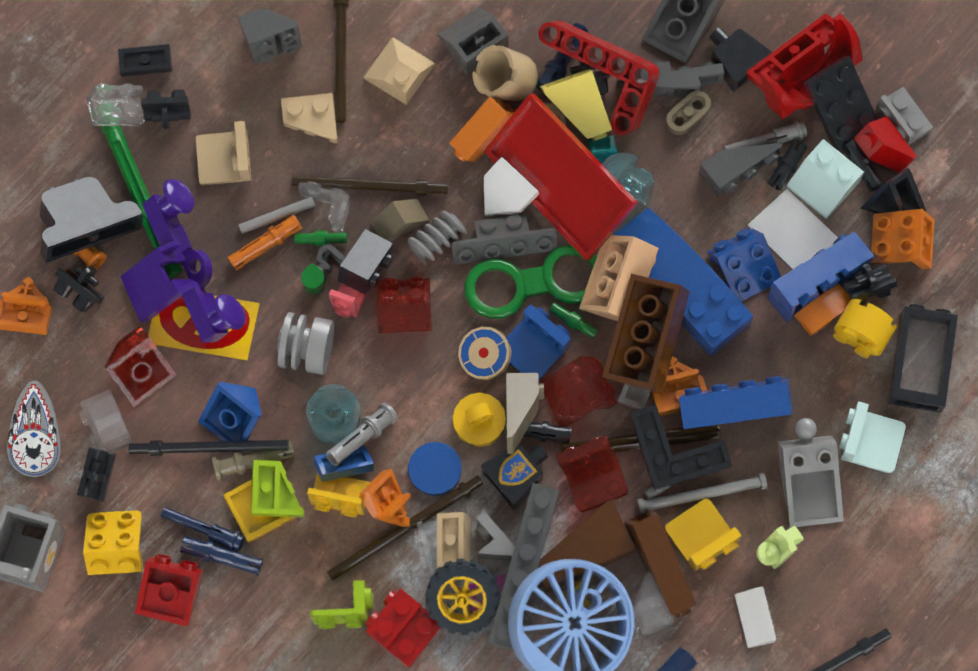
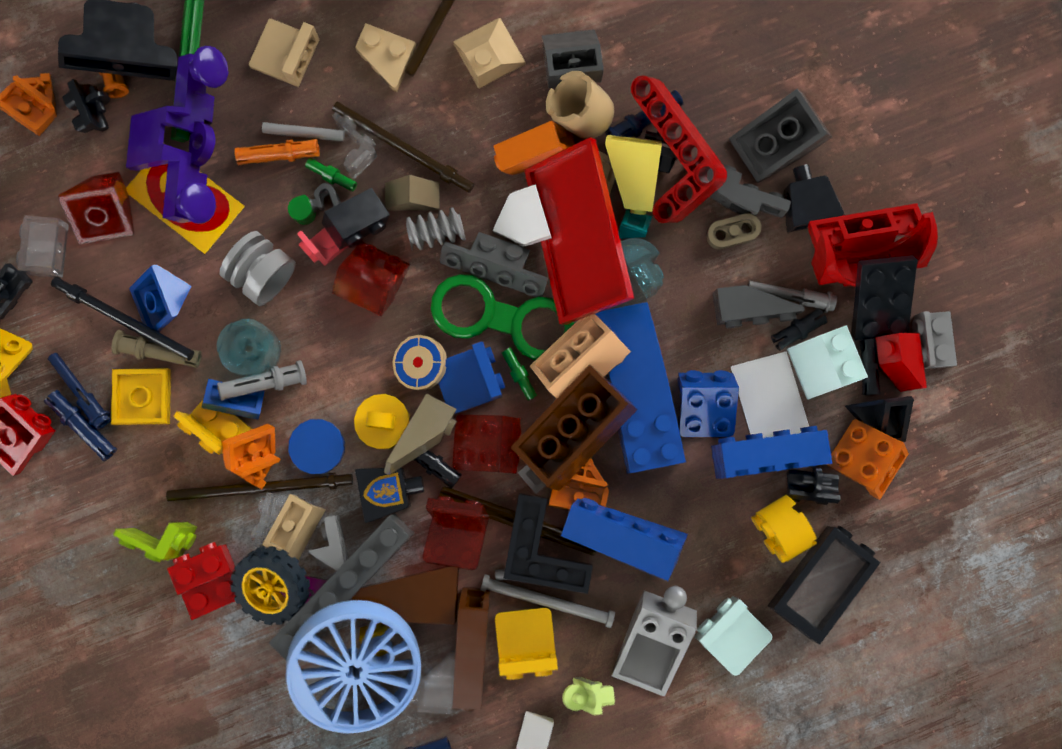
camera: 20 degrees right, 10 degrees up
(272, 491) = (154, 392): lime wing -> none
(823, 310) = (756, 487): orange slope -> none

